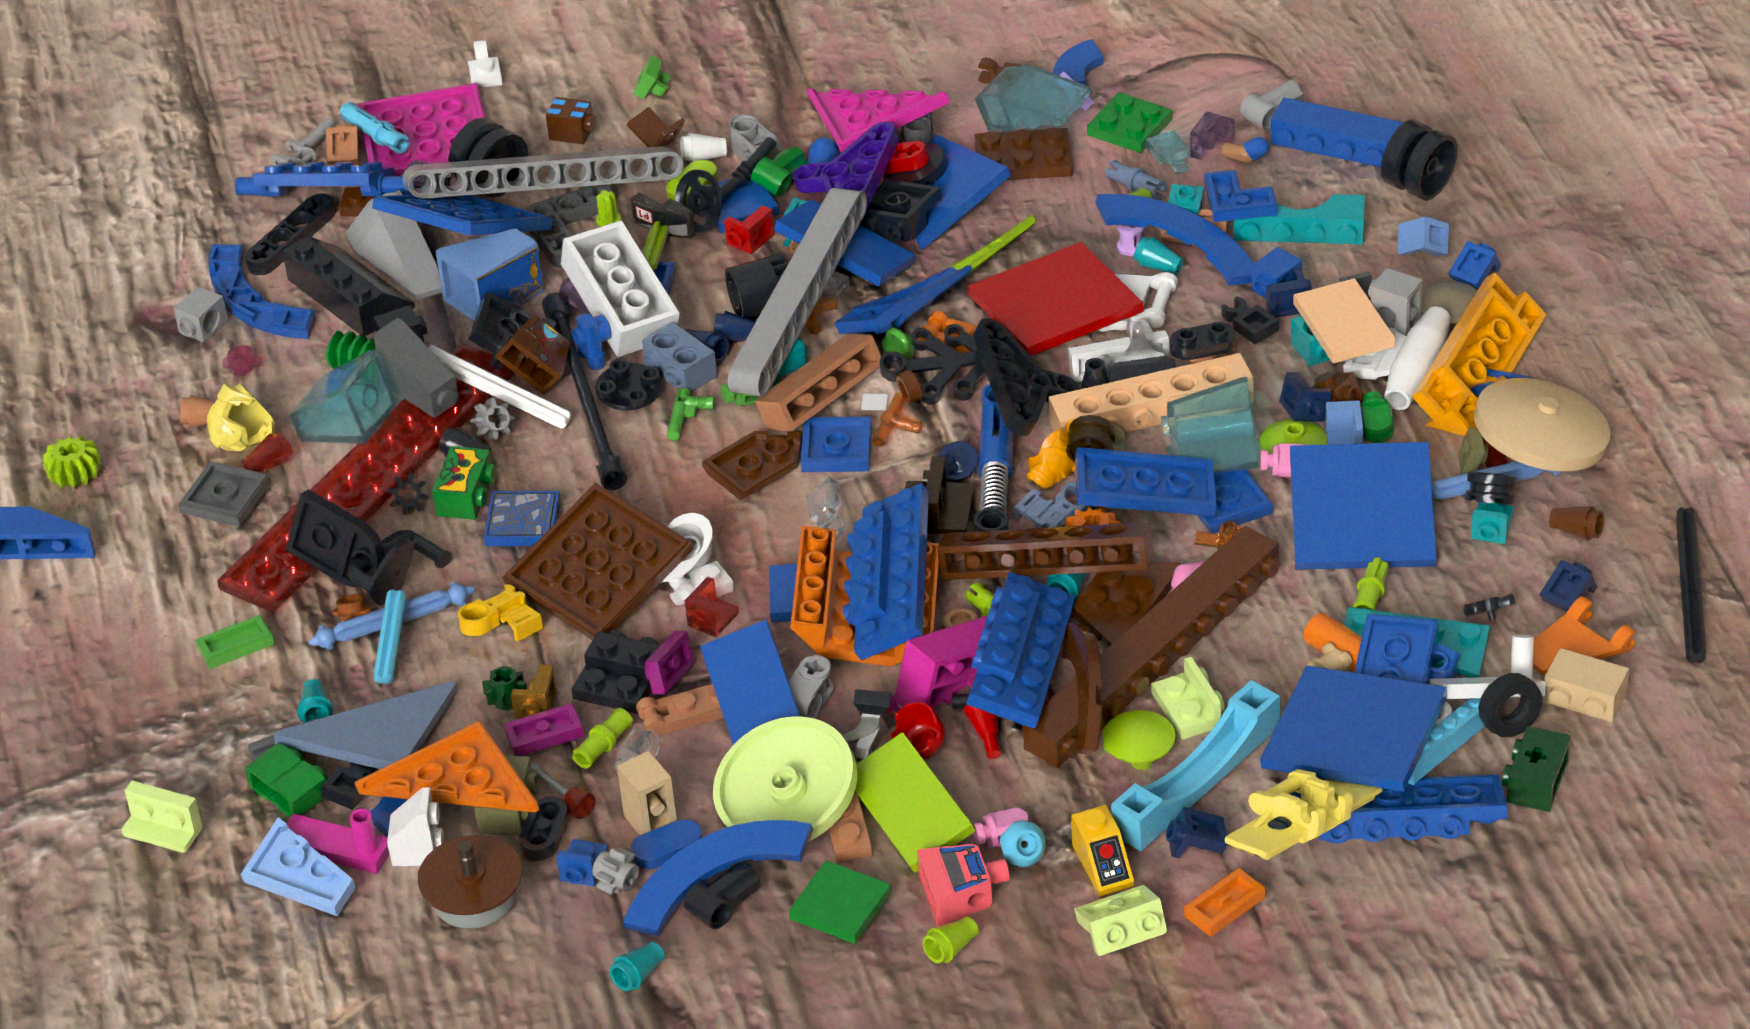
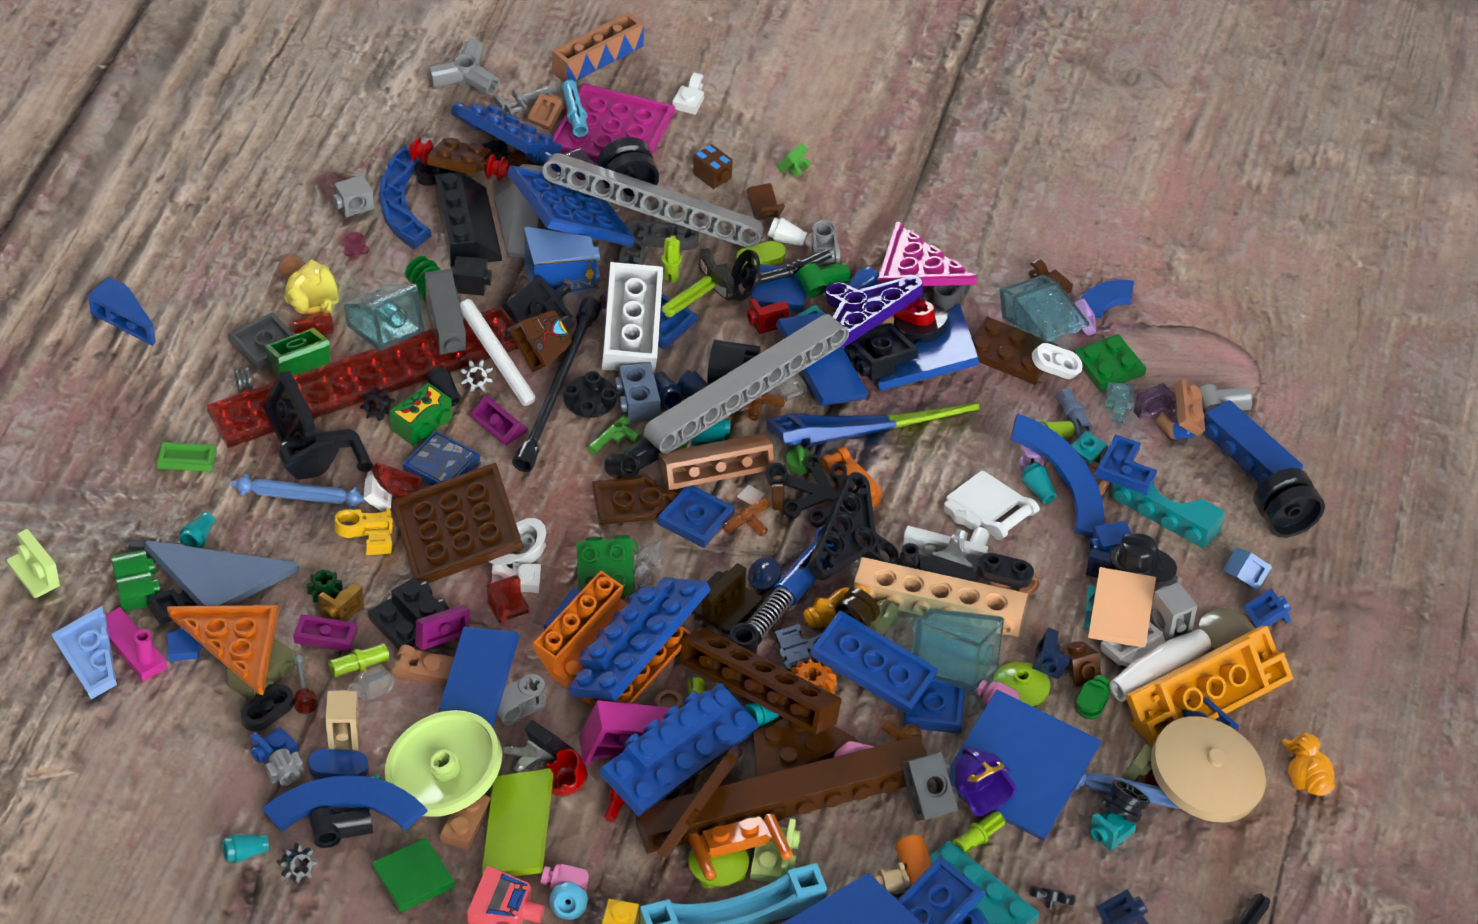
camera: 25 degrees right, 5 degrees up
(71, 461) = (187, 266): lime gear -> none
(217, 145) = (465, 70): none -> light grey piece
(234, 539) = (243, 379): none -> dark grey bush
(280, 482) = (298, 353): none -> green slope
(292, 223) = (459, 157): none -> reddish brown plate
(349, 61) = (598, 48): none -> nougat brick
(351, 607) = (275, 471): dark orange plate -> none
(389, 637) = (281, 507): medium azure axle -> none
(414, 830) = (179, 666): white slope -> none
(471, 880) = (182, 721): reddish brown piece -> none
(481, 575) = (375, 494): none -> white plate
(495, 554) = (395, 480): none -> clear red plate
(548, 453) = (497, 421): none -> magenta slope
(588, 338) = (588, 343): blue plate -> none
(709, 949) = (290, 867): none -> black gear
(728, 423) = (631, 460): none -> black piece
(781, 520) = (610, 556): none -> green bracket
(1055, 298) = (937, 479): red tile -> none
(1082, 140) = (1057, 361): none -> white plate
(1148, 699) = (735, 838): none -> orange plate
(1252, 322) = (1063, 571): black plate -> none
(1254, 125) = (1189, 407): none -> nougat plate
(1295, 564) = (916, 774): none -> dark grey brick
(1322, 266) = (1140, 555): none -> black piece
(1343, 422) = (1063, 693): medium blue panel -> none
(1345, 531) = (983, 781): none -> dark purple helmet
(1578, 521) = (1175, 864): reddish brown cone -> none
(1630, 378) = (1310, 768): none -> light orange hair

